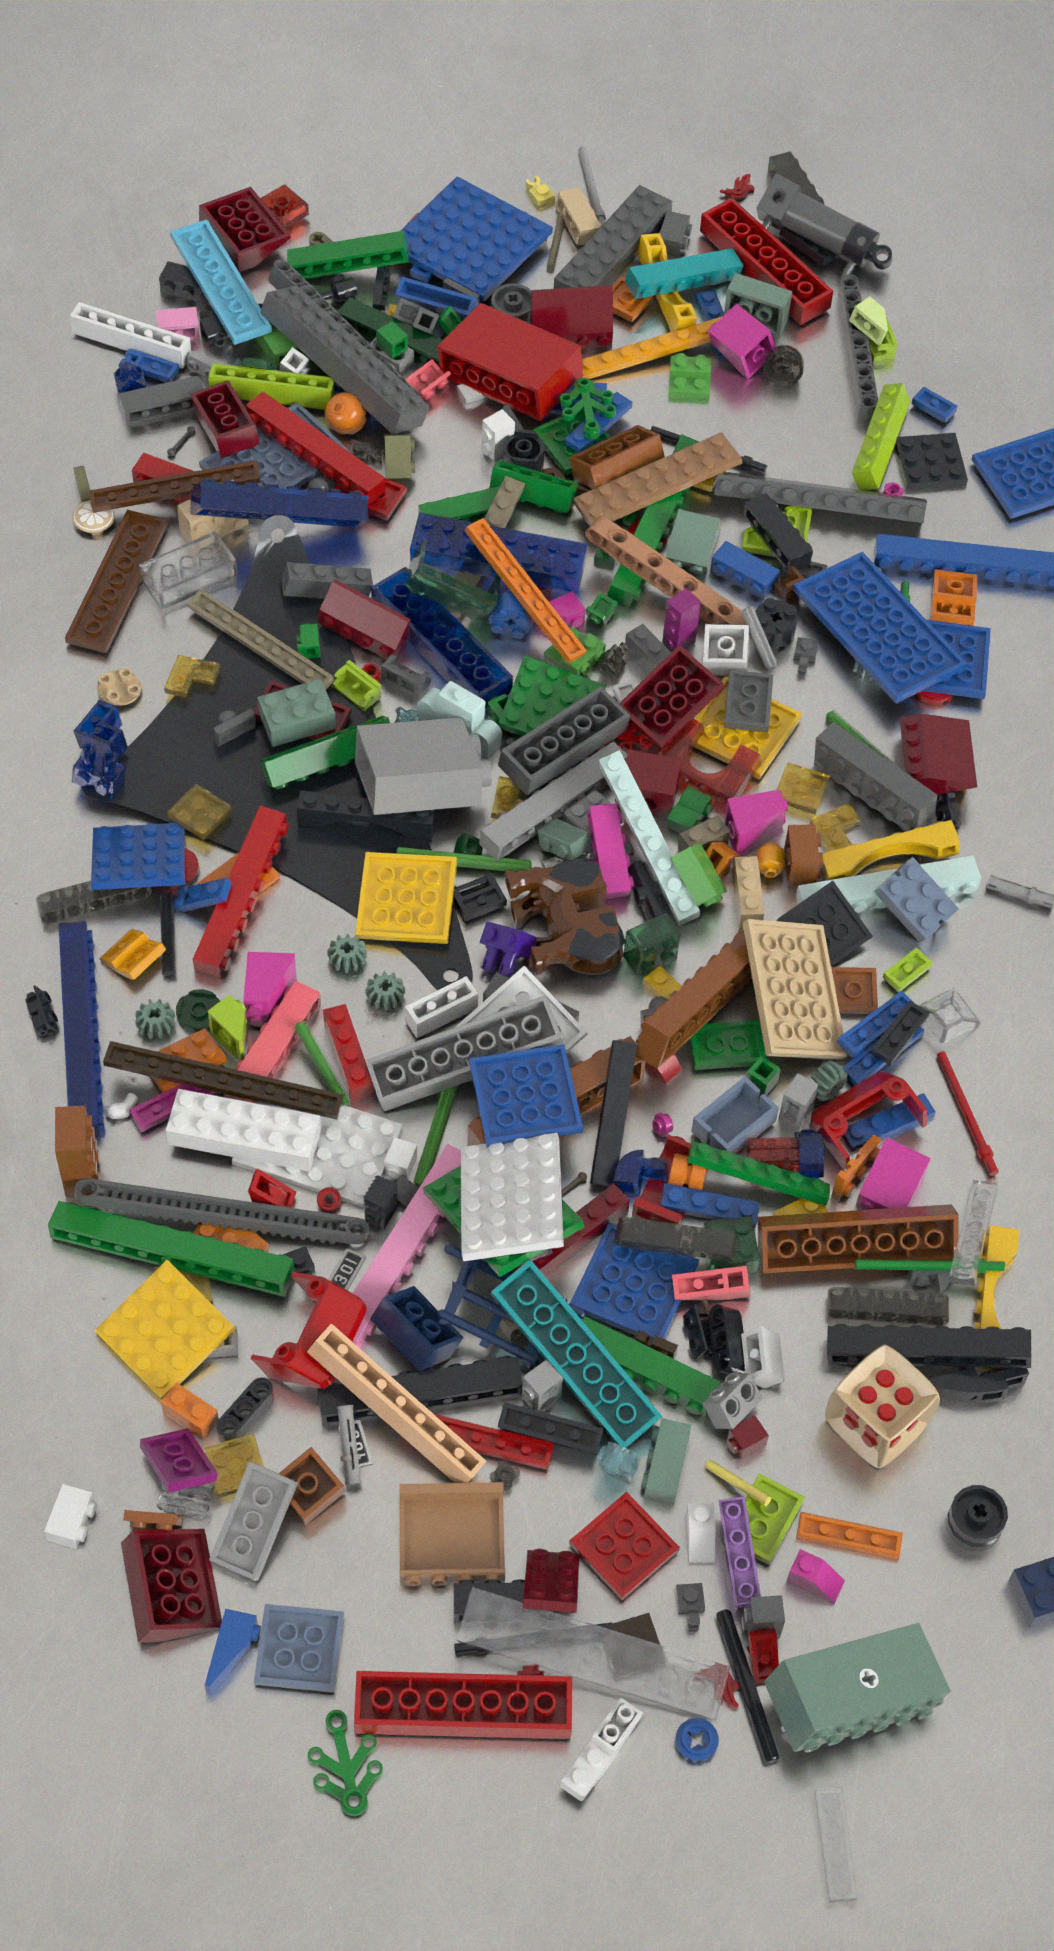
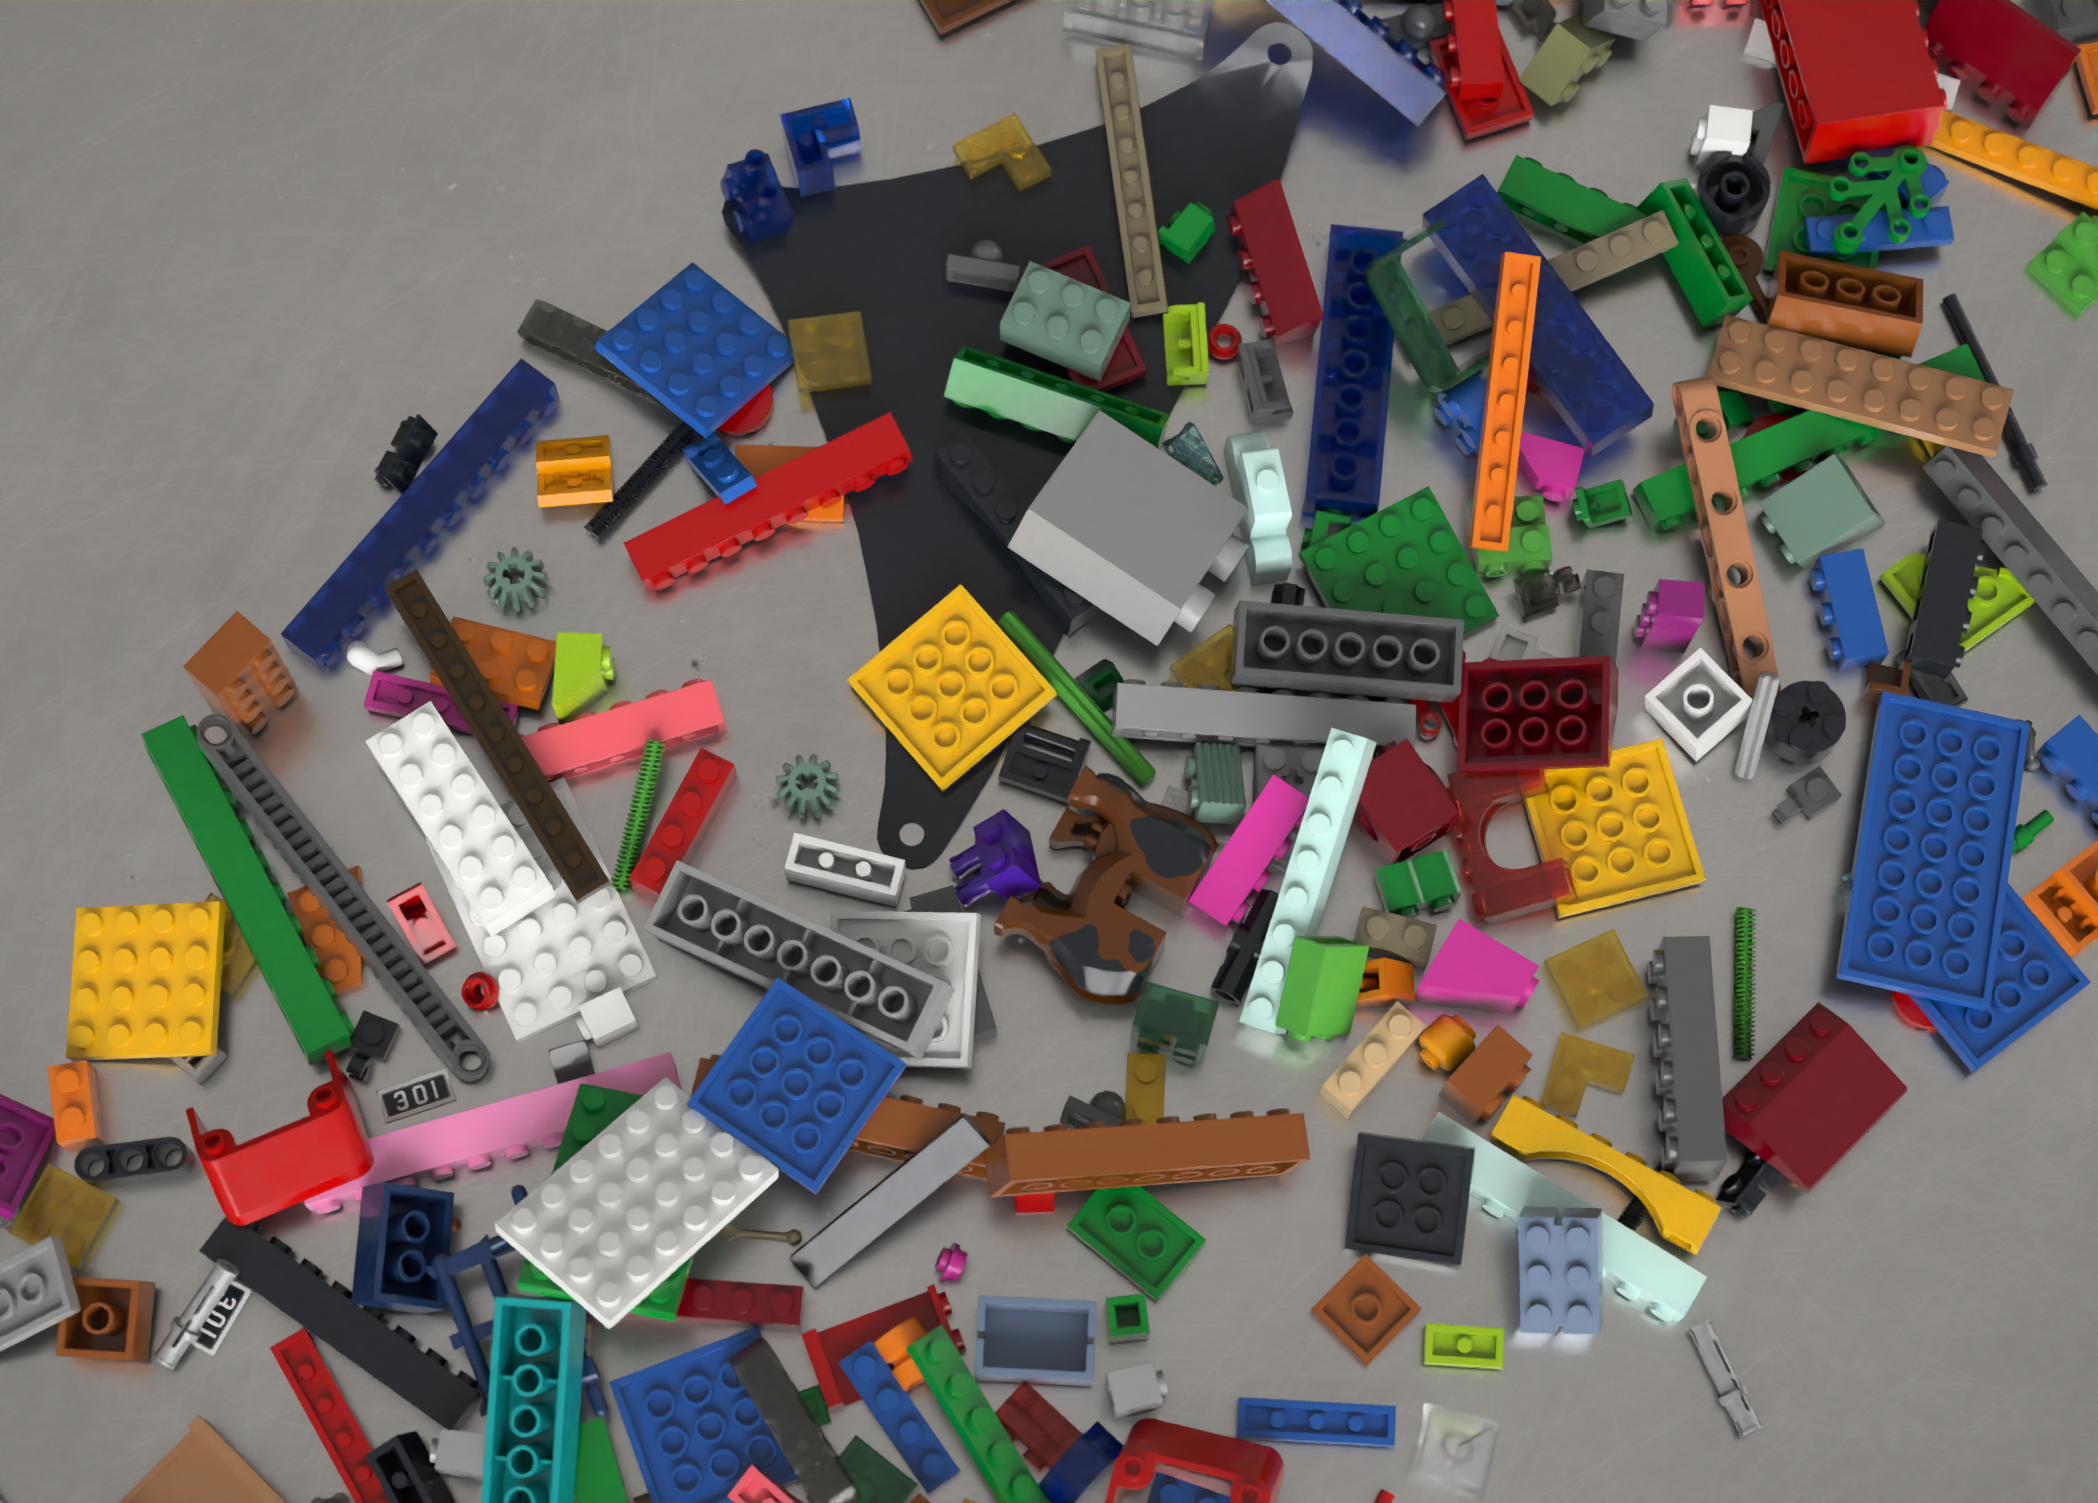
camera: 45 degrees right, 15 degrees up
(119, 687) = (907, 96): tan dish -> none
(193, 1009) = (579, 608): dark green tile -> none
(265, 983) = (669, 653): dark pink slope -> none
(315, 579) = (1276, 156): dark grey brick -> none
(347, 953) = (829, 692): sand green gear -> none
(380, 1202) = (520, 1054): black brick -> none
(396, 1406) = (272, 1326): light nougat brick -> none
(435, 1135) = (679, 1024): bright green axle -> none
(634, 1168) = (853, 1287): clear blue brick -> none
(748, 701) = (1648, 802): dark grey plate -> none
(794, 989) = (1273, 1248): tan plate -> none
(830, 1079) = (1199, 1398): sand green gear -> none
(873, 1025) = (1343, 1382): blue plate -> none
(900, 1033) = (1353, 1423): black plate -> none

